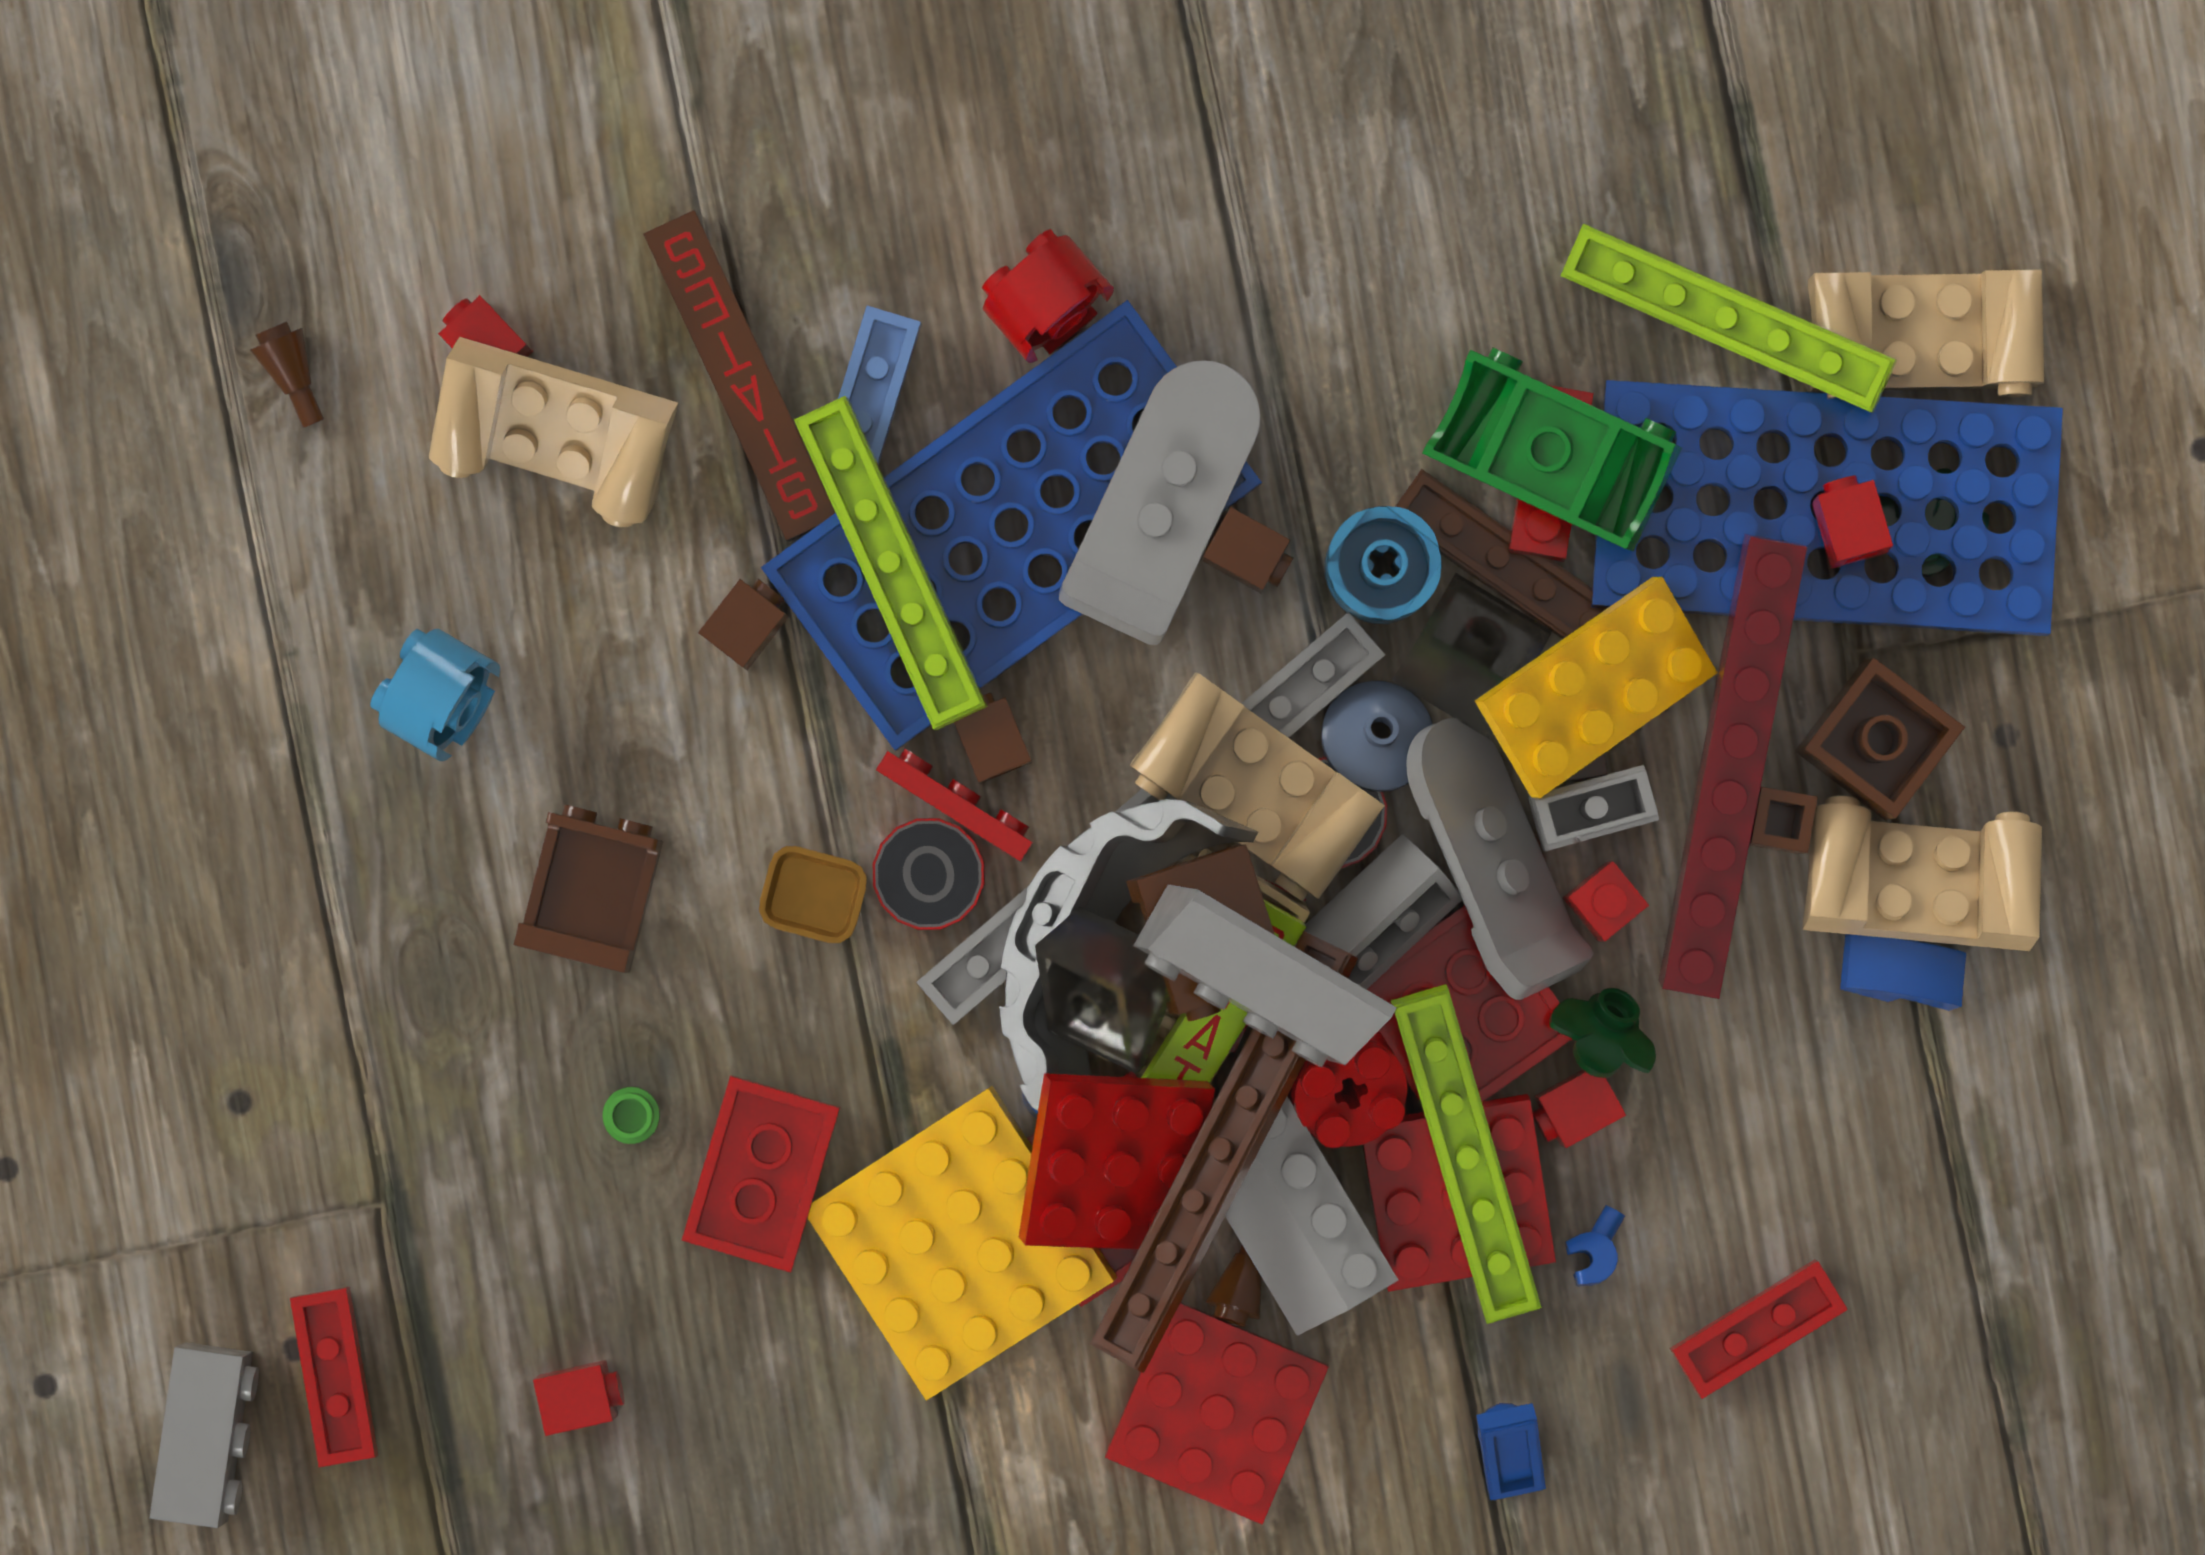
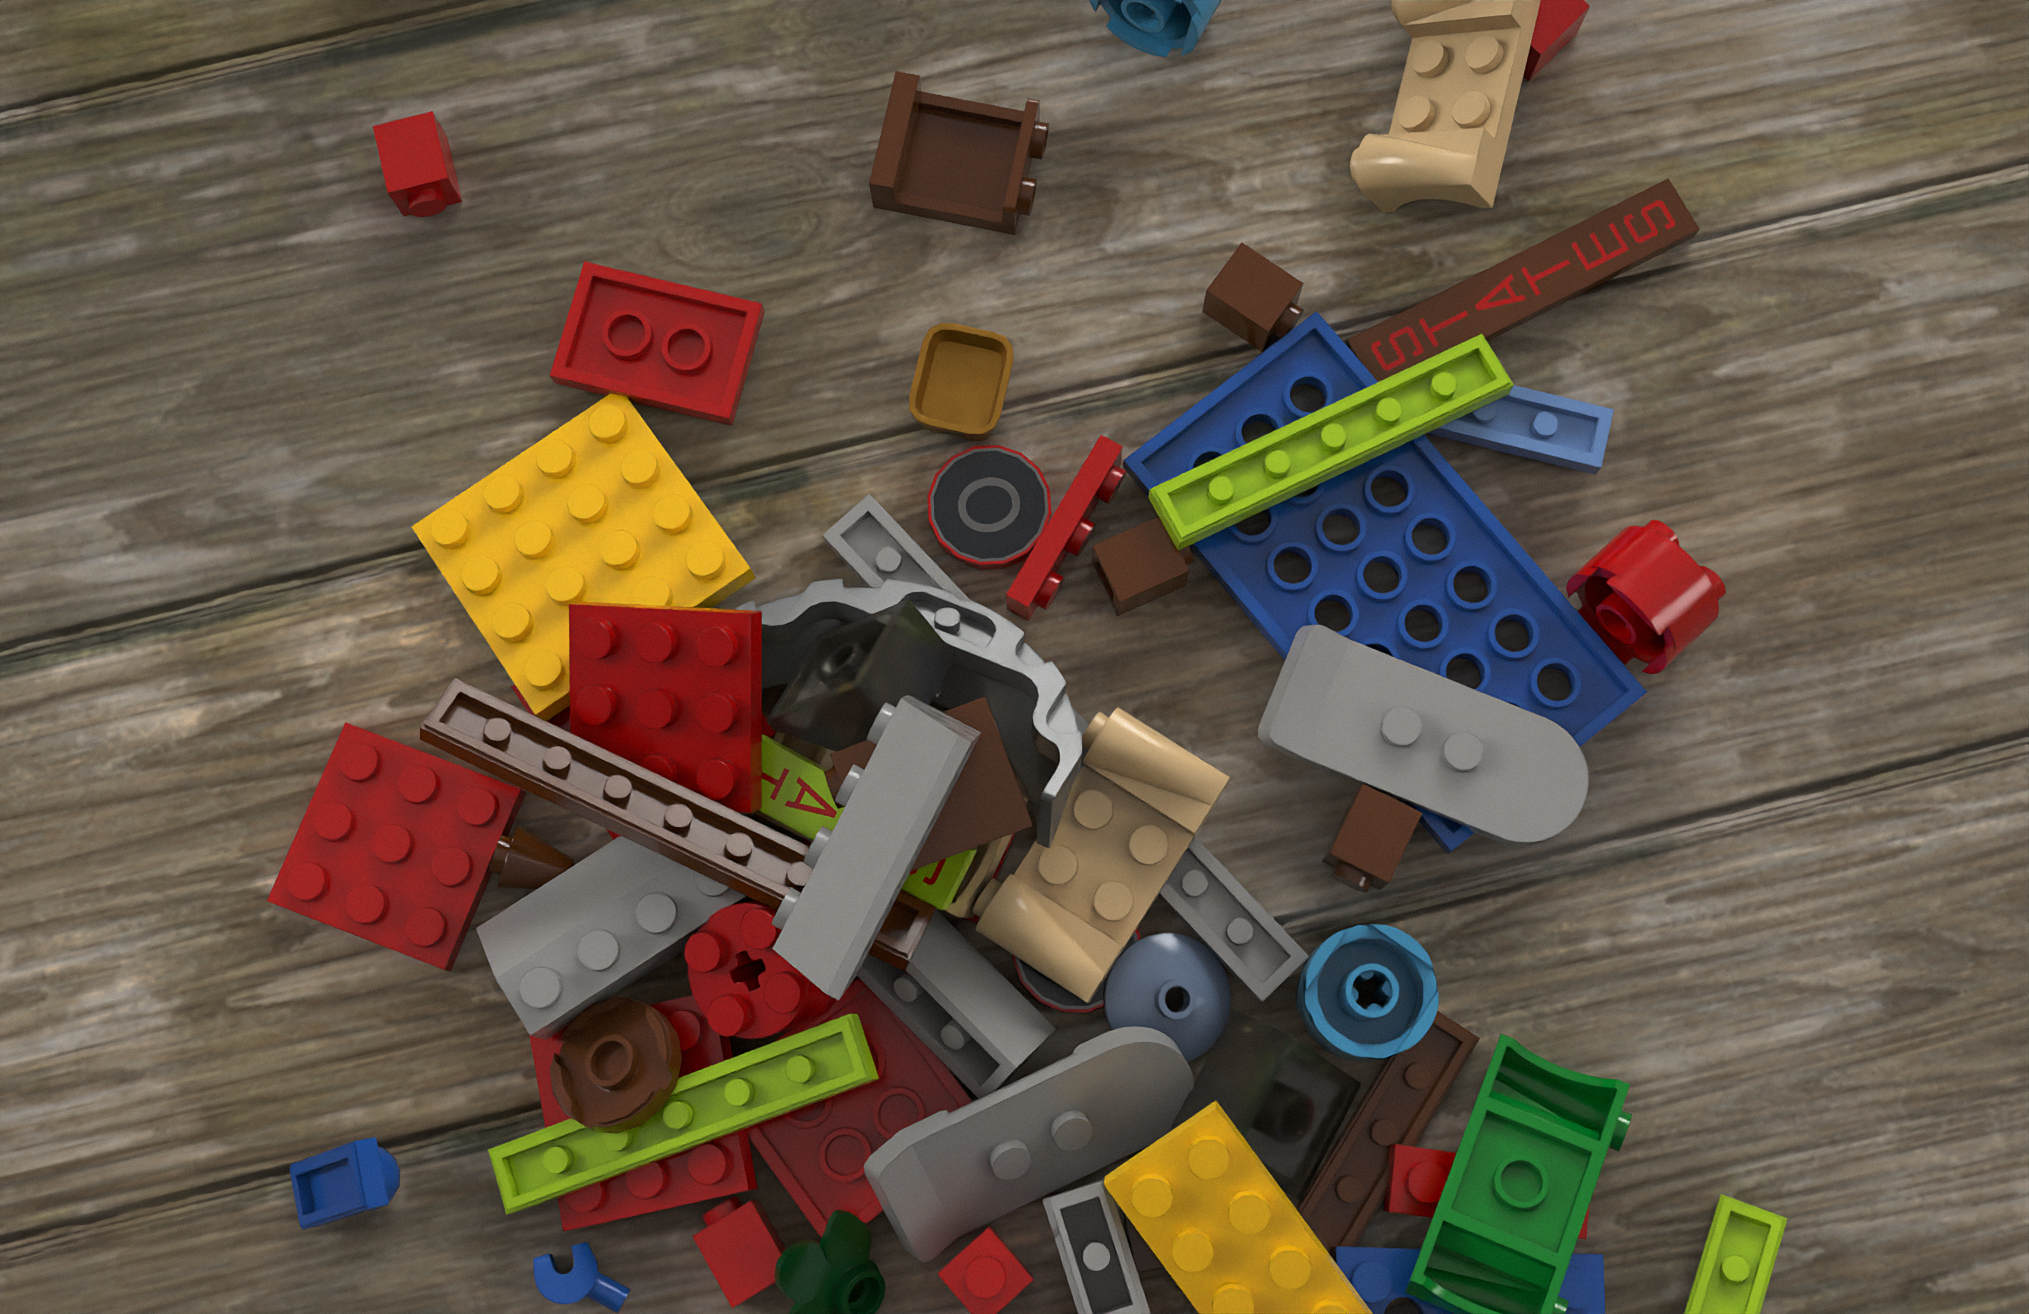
camera: 90 degrees right, 10 degrees down
(631, 1115) = (719, 210): bright green plate -> none
(1422, 1209) = (616, 1065): none -> reddish brown tile

